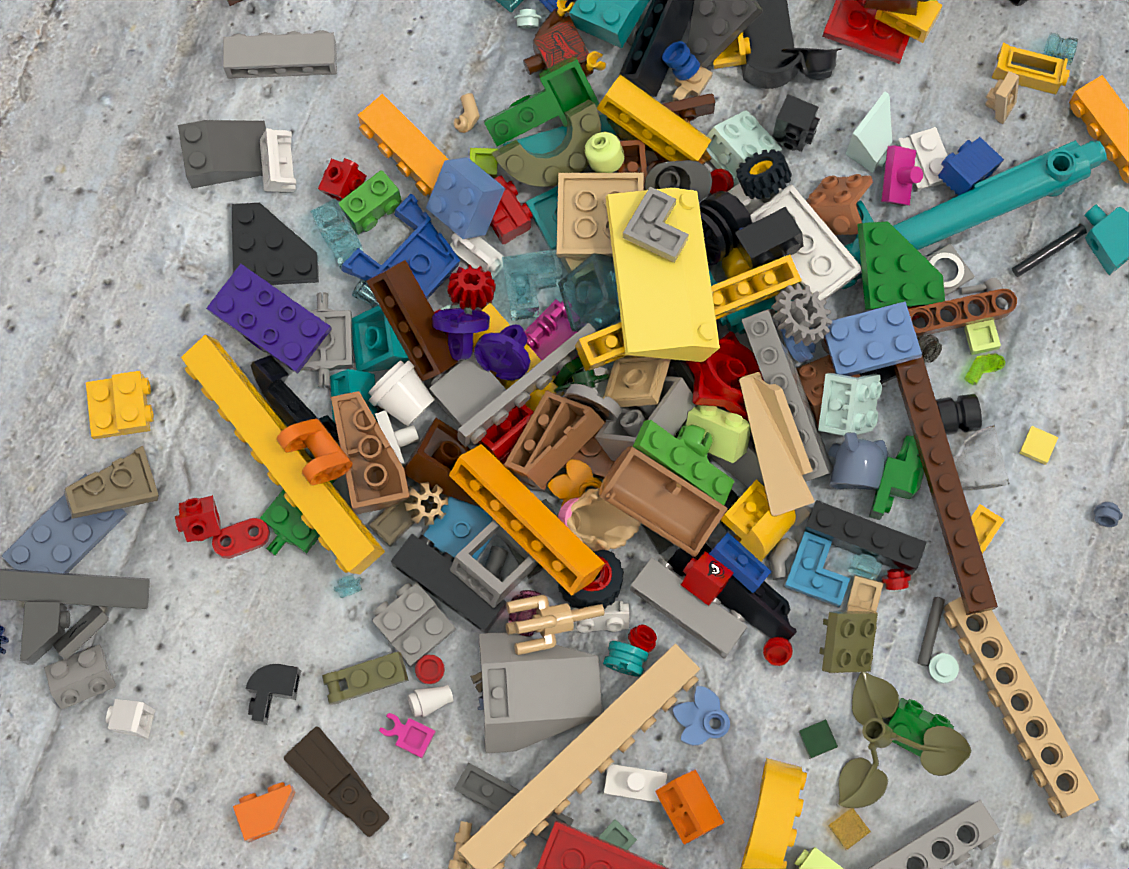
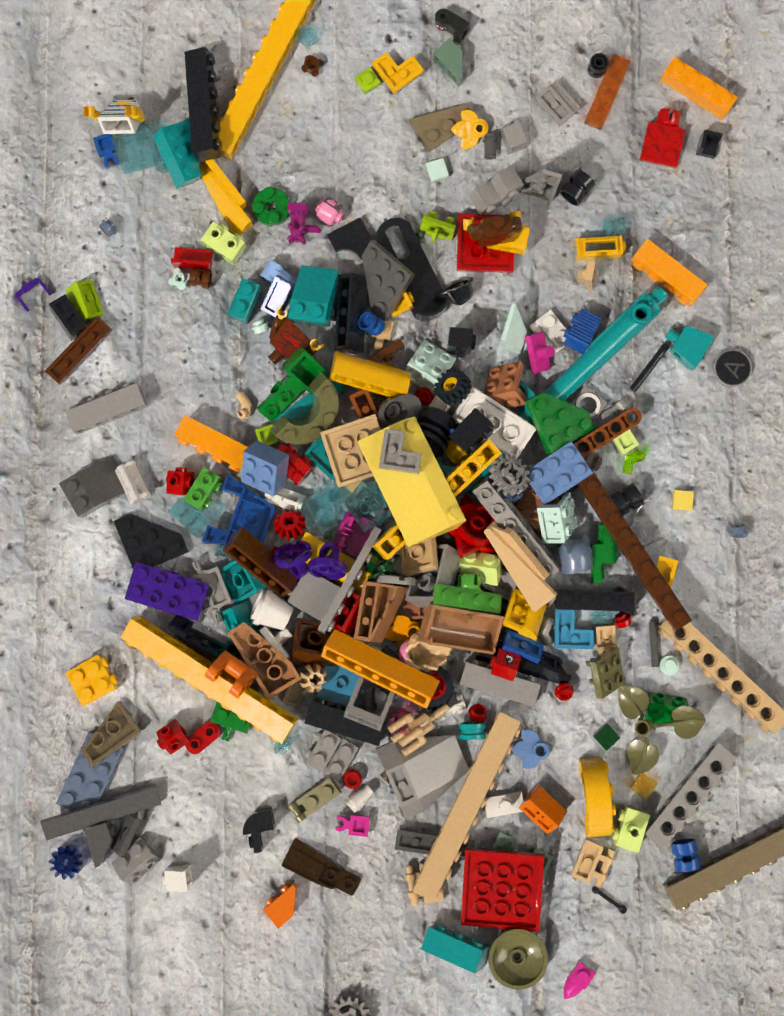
camera: 20 degrees left, 10 degrees up
(604, 152) = (345, 409): yellowish green head -> none

